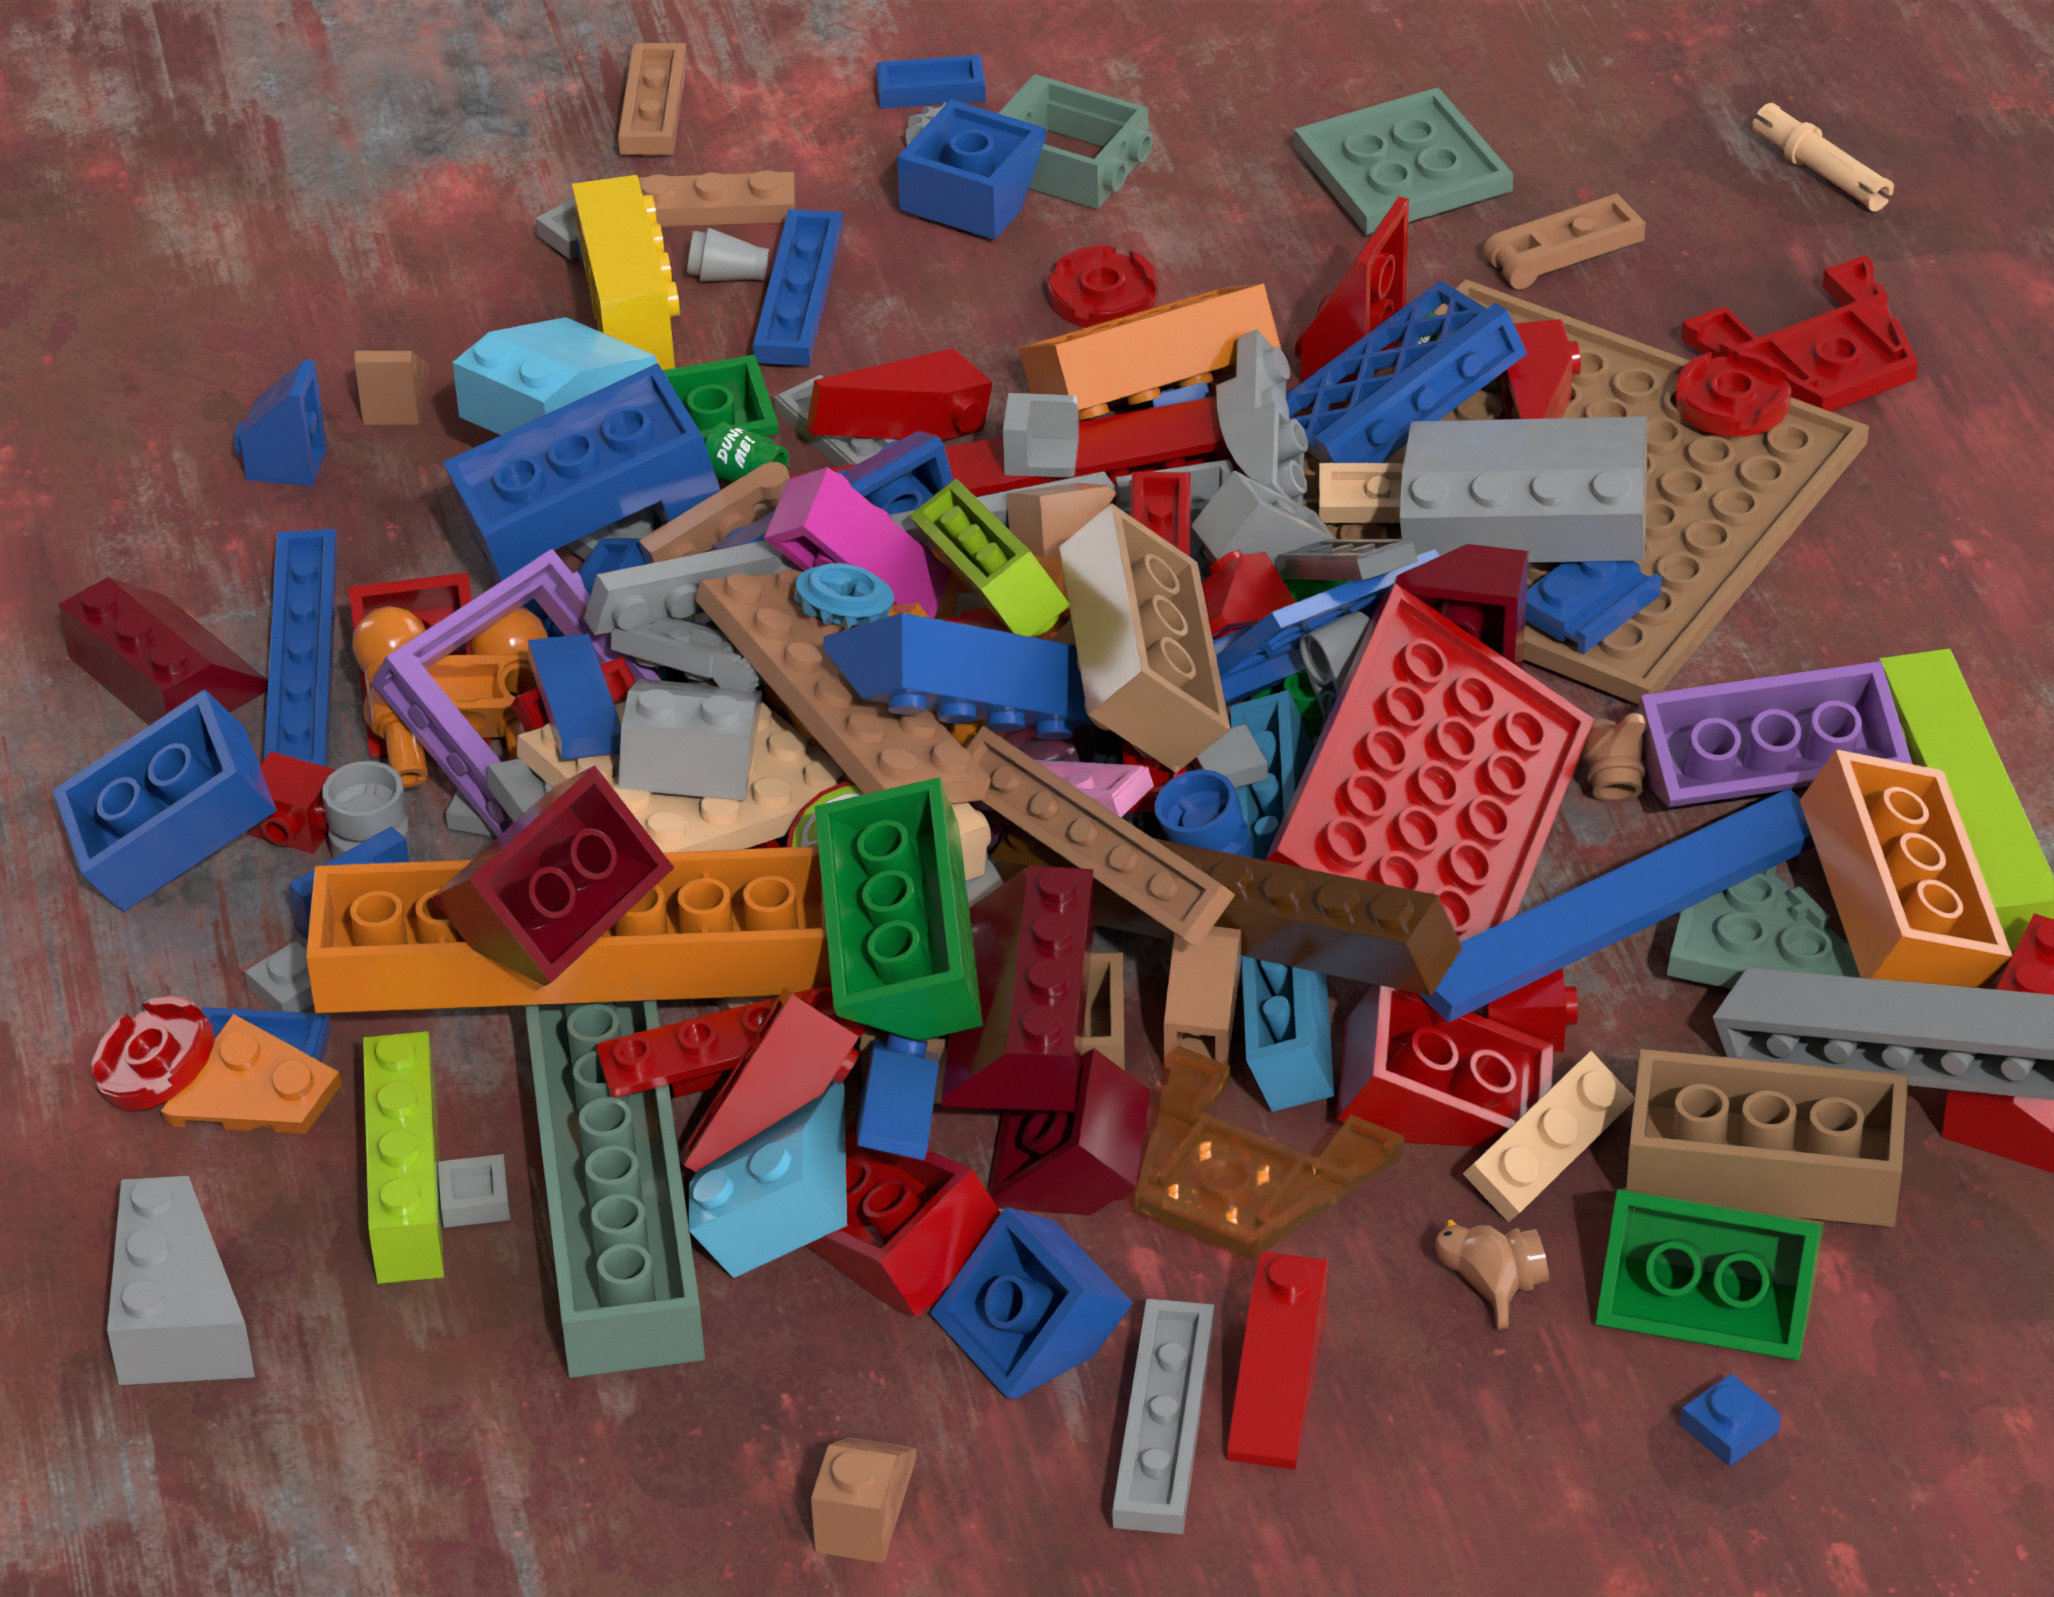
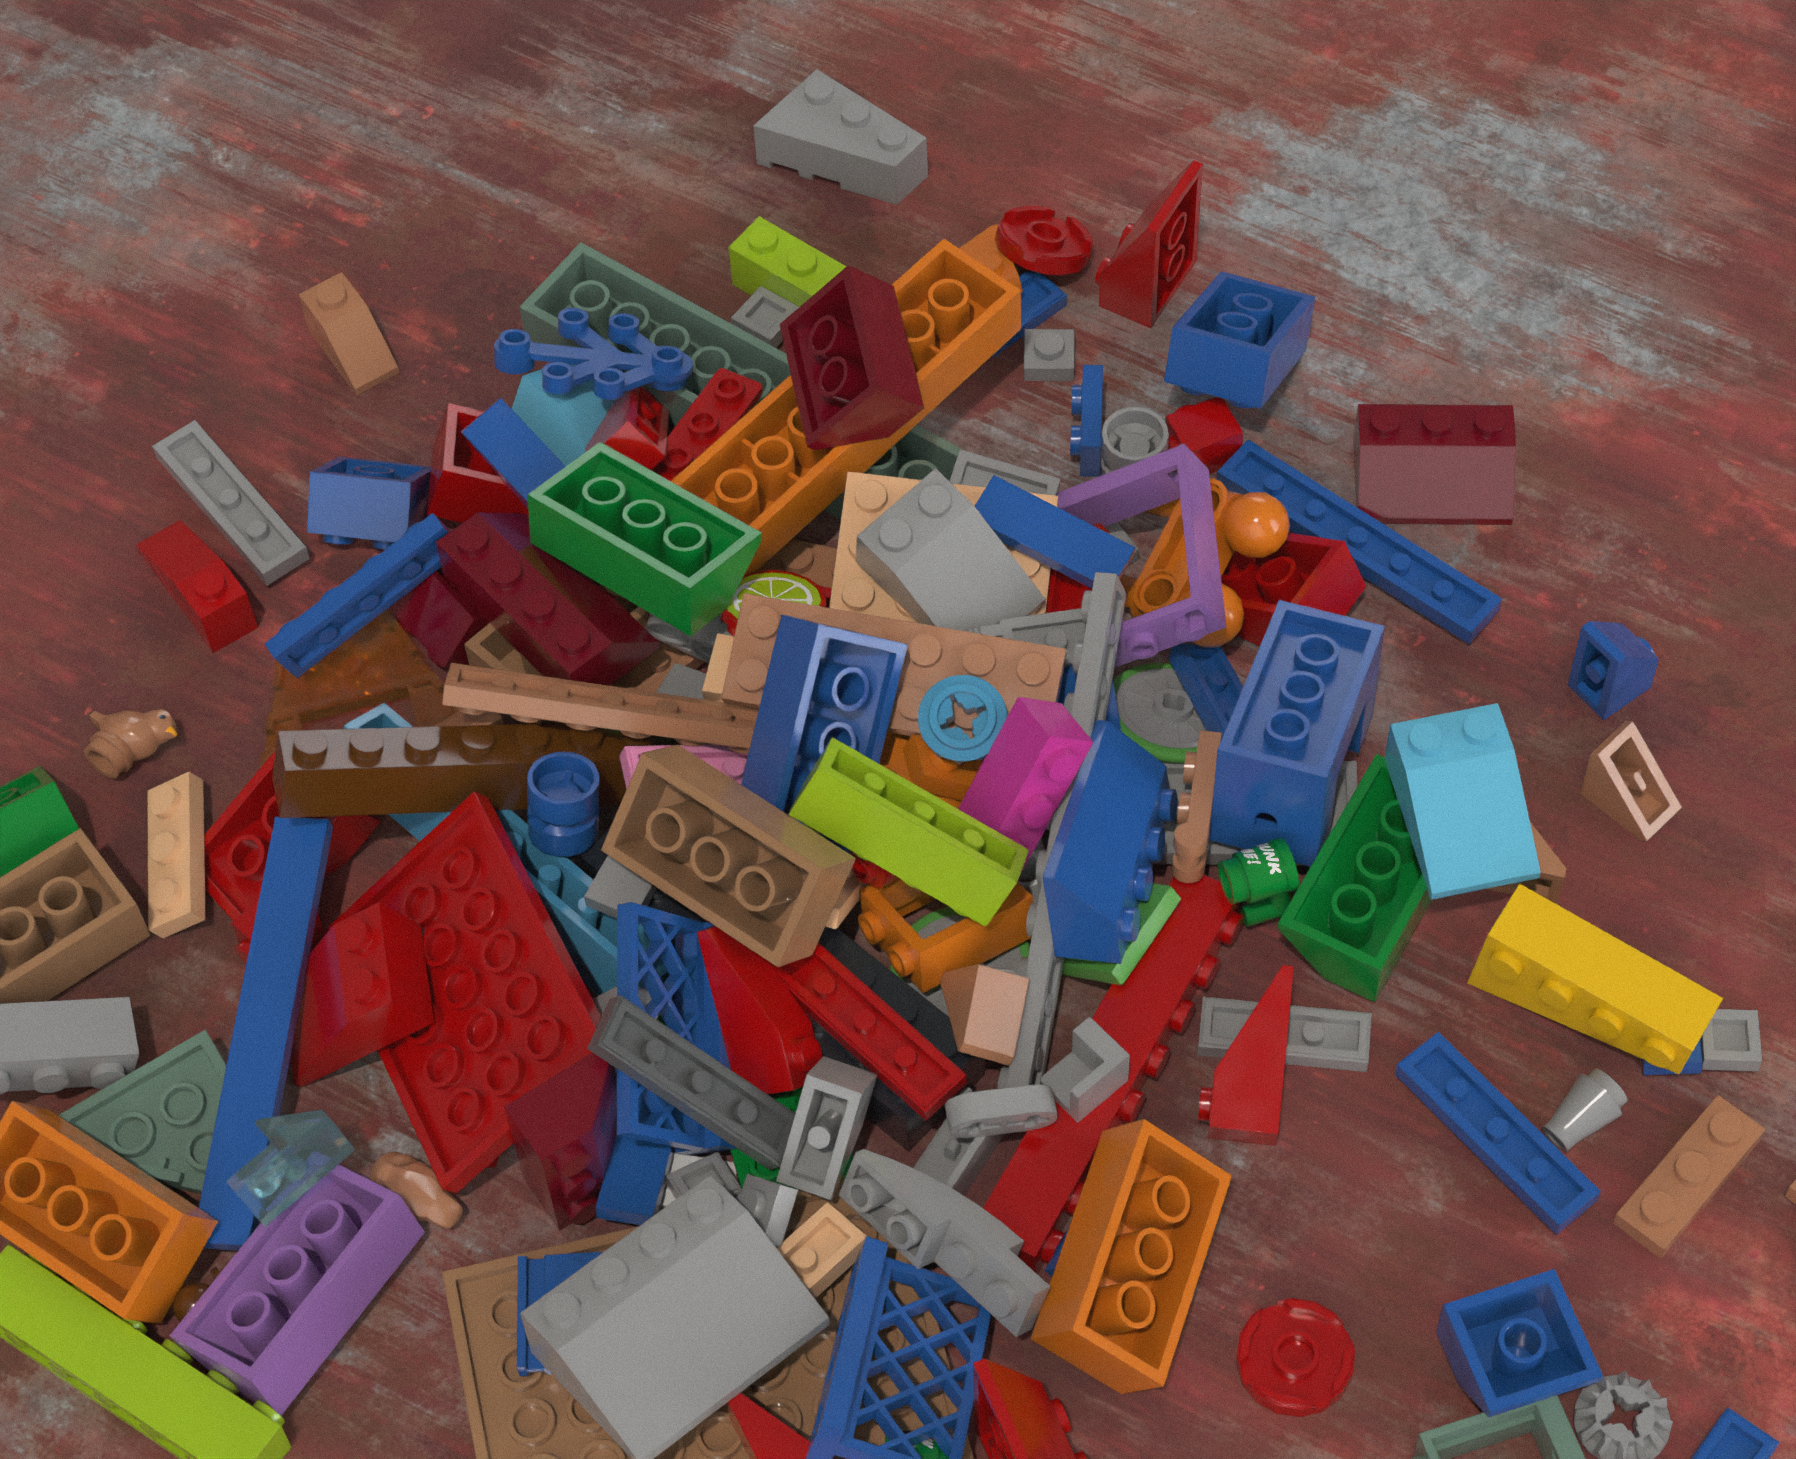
camera: 135 degrees right, 15 degrees up
(99, 916) = (1154, 252): none -> red slope
(664, 1113) = (659, 367): none -> blue plant
(1133, 442) = (1001, 1111): none -> light grey beam
(1168, 1129) = (359, 598): none -> blue plate
(1370, 517) = (768, 1205): none -> light grey plate
(1513, 849) = (360, 992): none -> red slope
(1691, 771) = (299, 1156): none -> clear light blue slope

